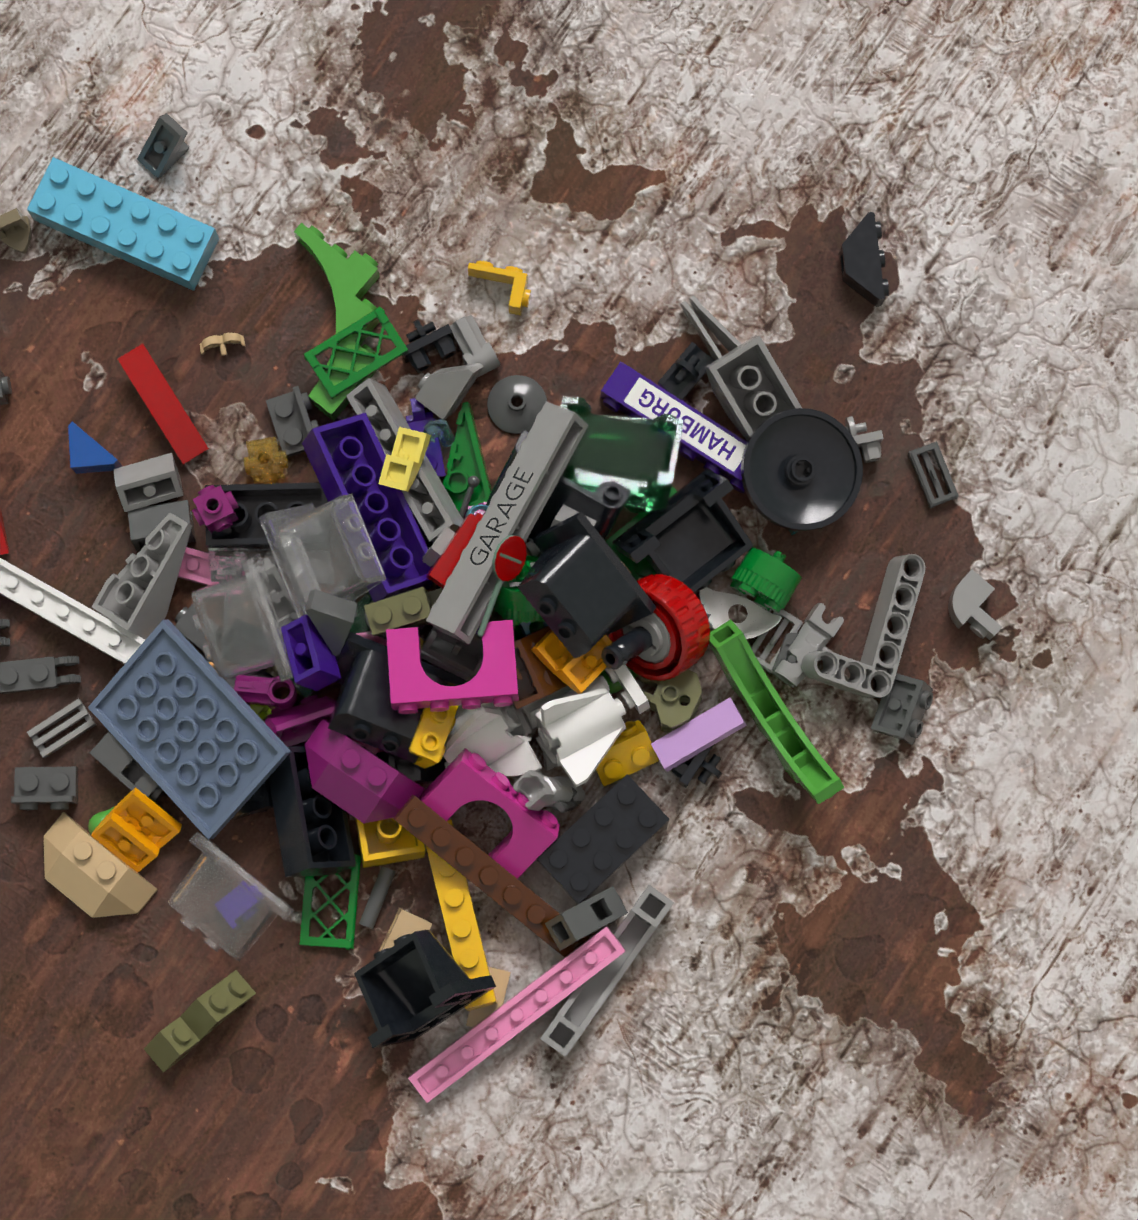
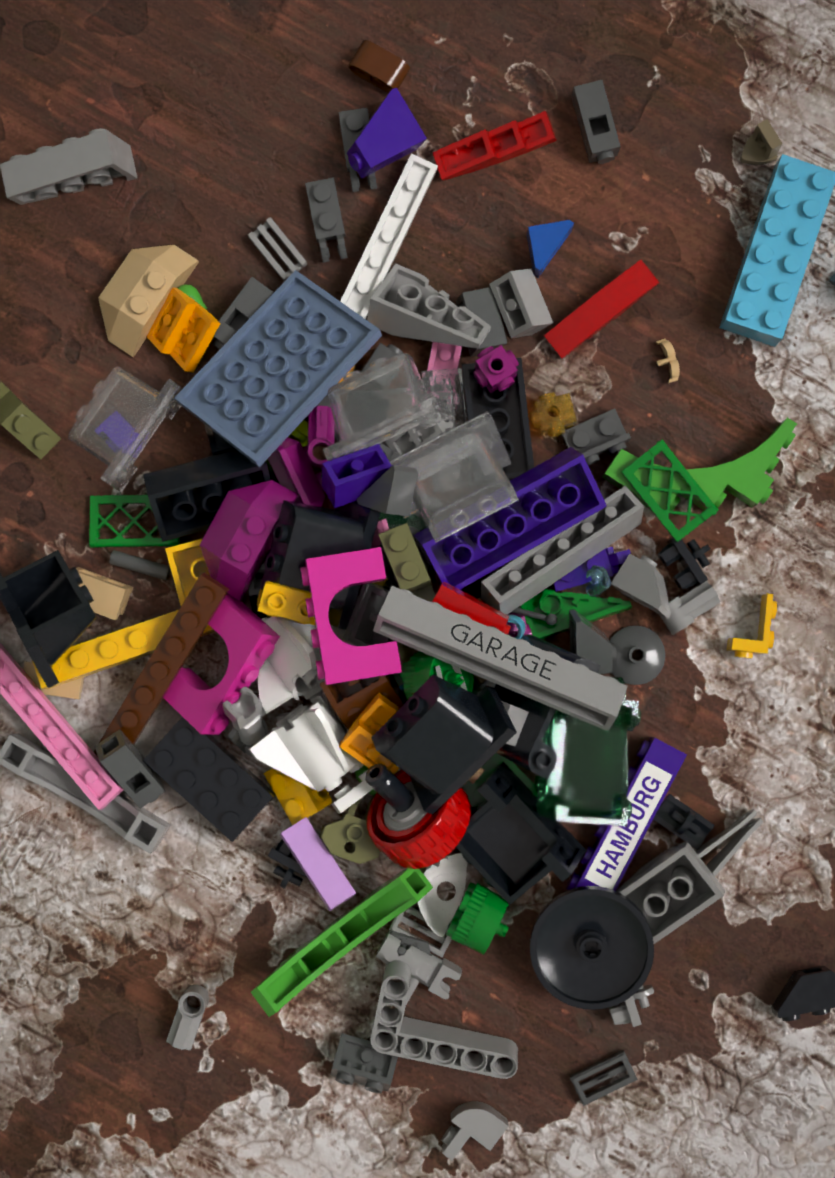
camera: 90 degrees right, 5 degrees up
(45, 787) = (220, 240): dark grey bracket -> none
(406, 459) = (560, 550): light yellow slope -> none
(438, 546) = (470, 589): light grey tile -> none
(498, 445) = (590, 642): none -> dark grey slope
(506, 564) = (454, 660): red piece -> none
(846, 883) = (187, 1018): none -> light grey piece

